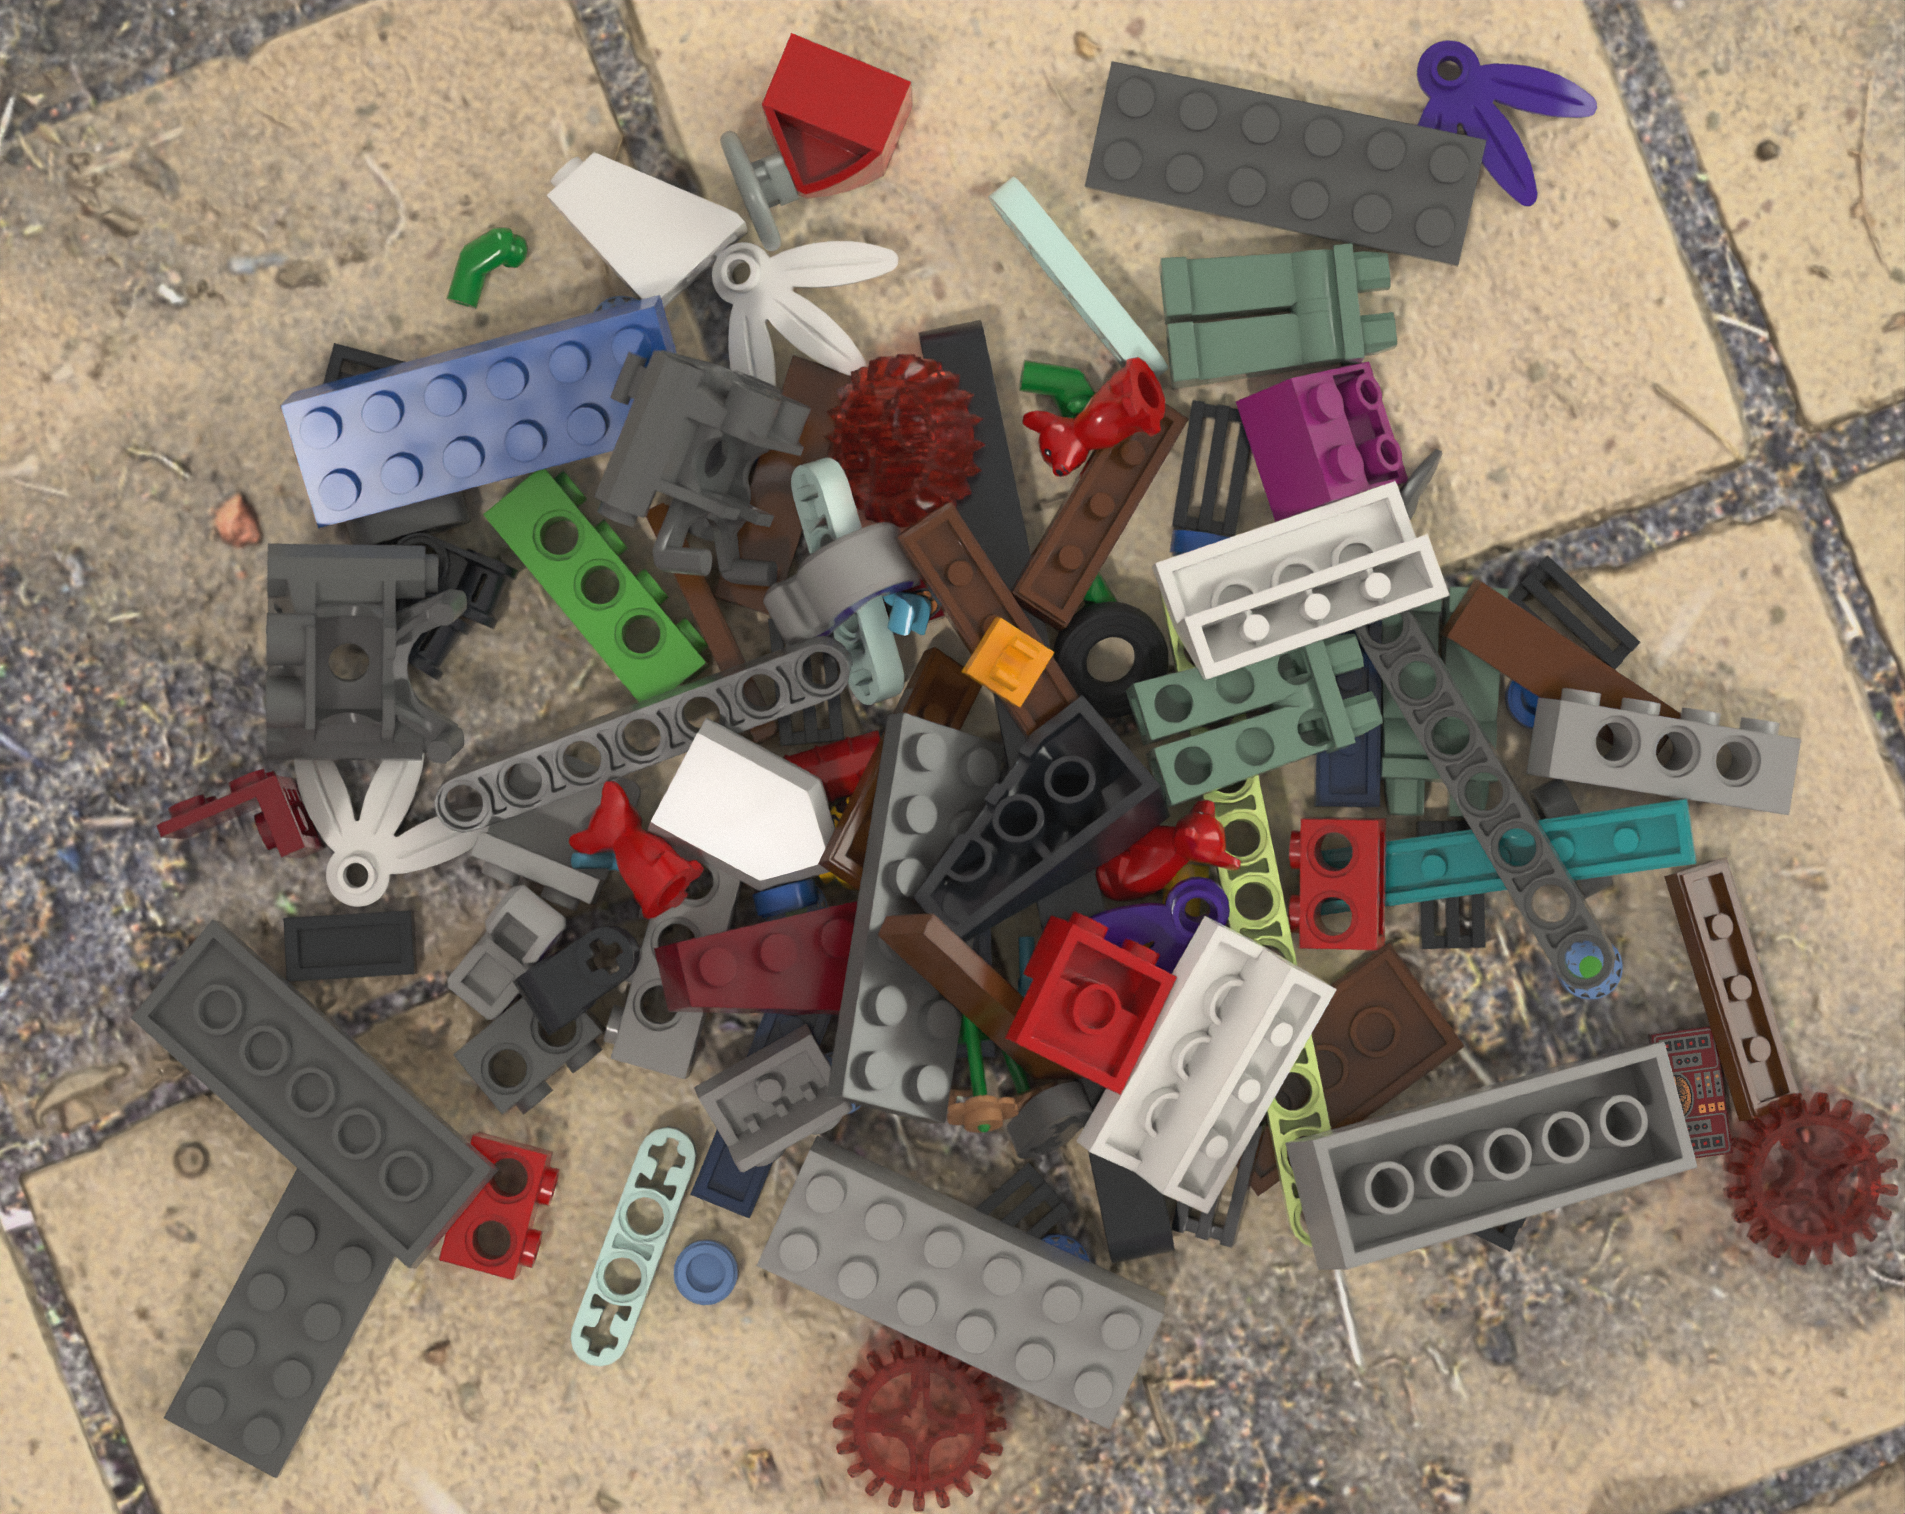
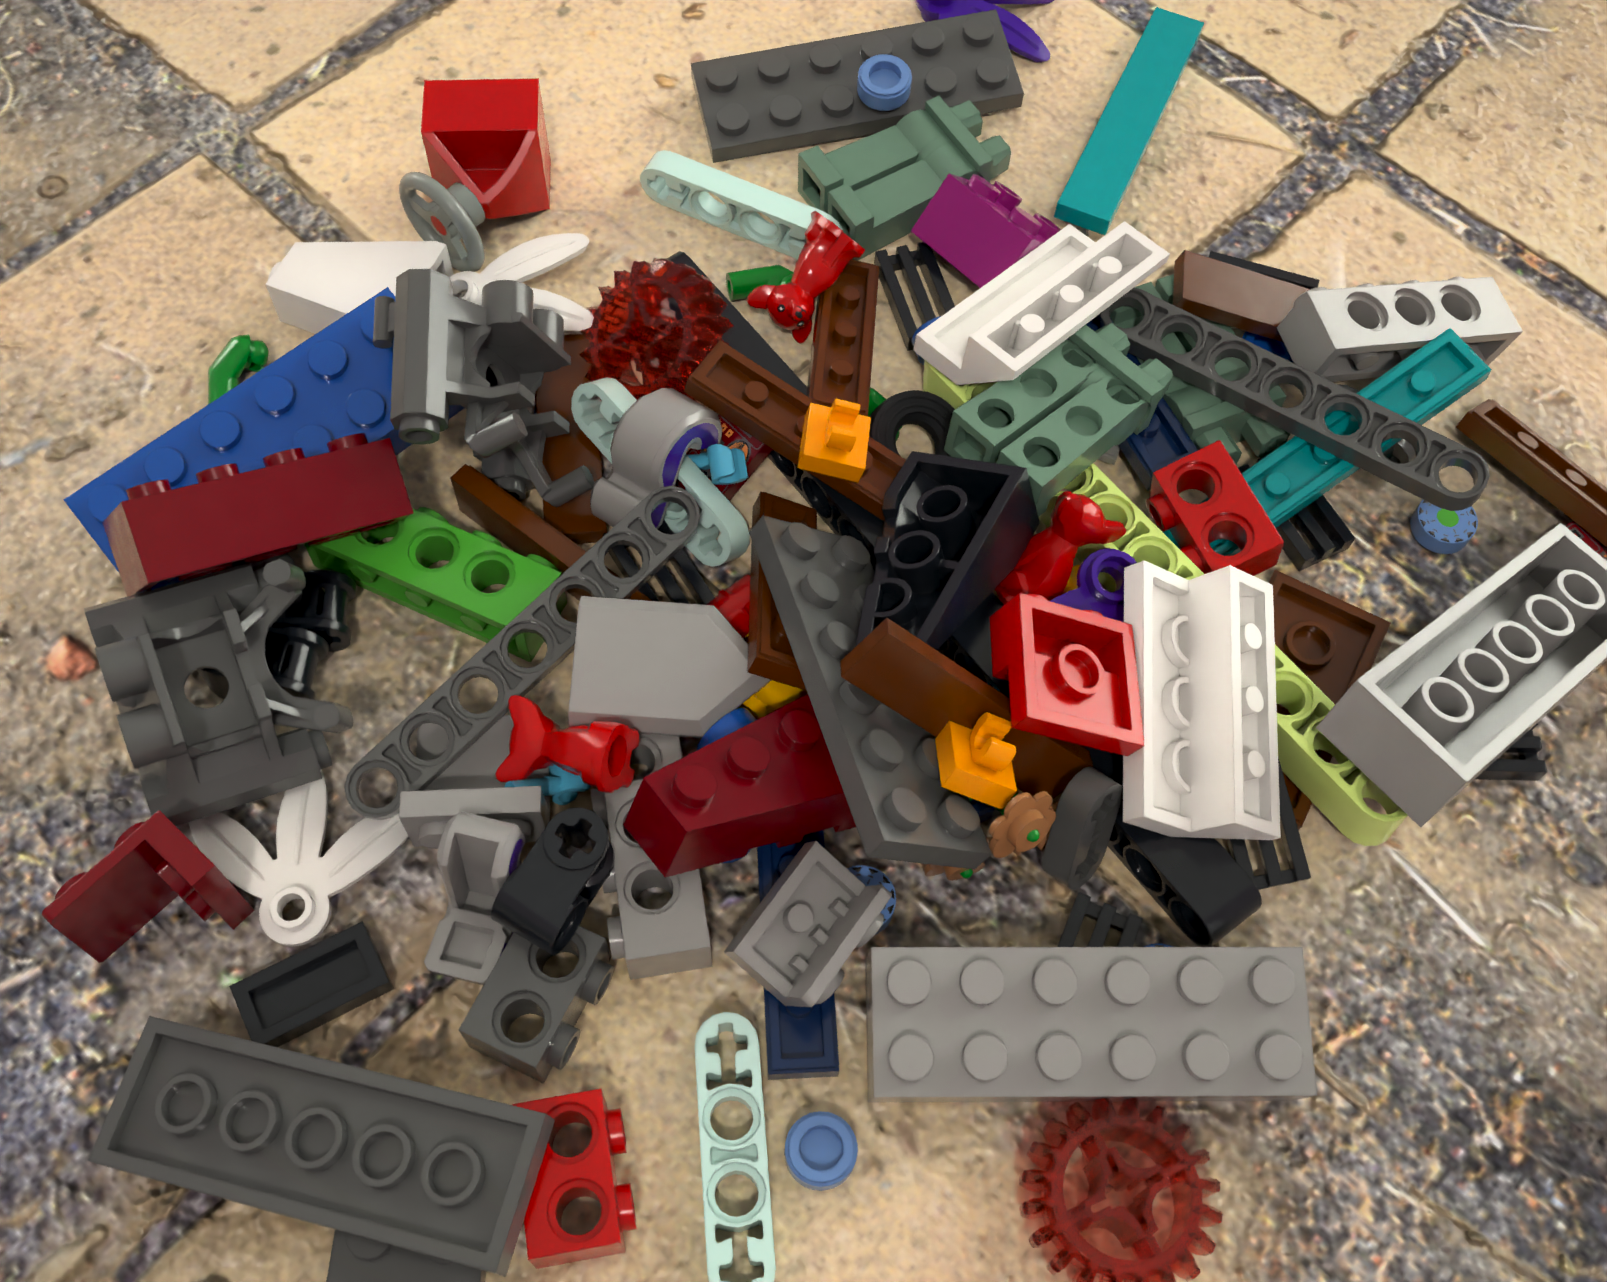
camera: 30 degrees left, 25 degrees down
(444, 518) = (255, 512): none -> dark red wedge
(967, 1044) = (978, 760): none -> light orange tile
(1302, 198) = (884, 82): none -> medium blue tile
(1566, 341) = (1128, 122): none -> teal tile

